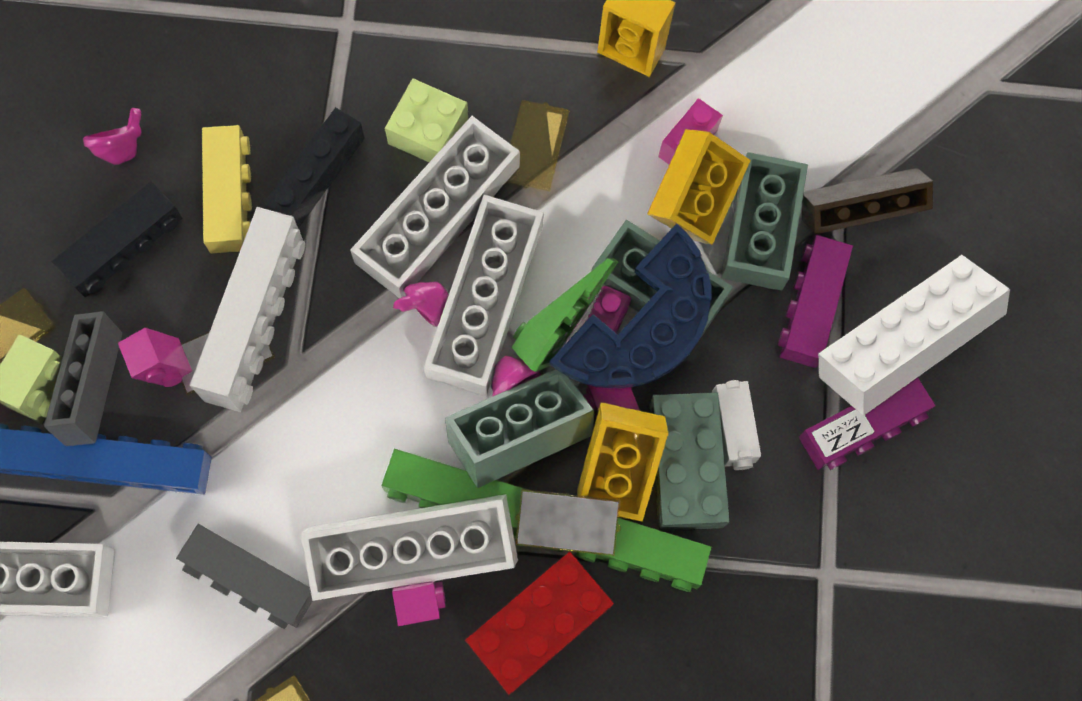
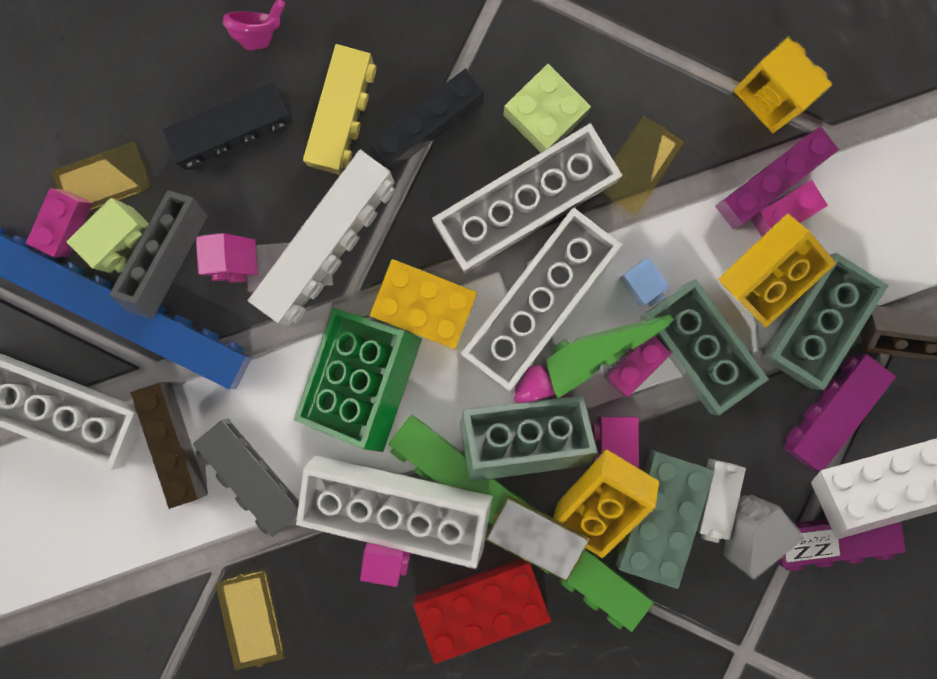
camera: 25 degrees right, 15 degrees up
(150, 571) = (169, 444): none -> dark brown brick
(329, 436) = (358, 380): none -> green slope
(370, 340) = (423, 304): none -> yellow brick
(426, 298) = (485, 287): dark pink hat -> none
(580, 245) = (645, 283): none -> light blue brick
(658, 334) = (686, 401): dark blue plate -> none
(666, 110) = (777, 177): none -> magenta brick
(782, 432) = (759, 536): none -> light grey slope

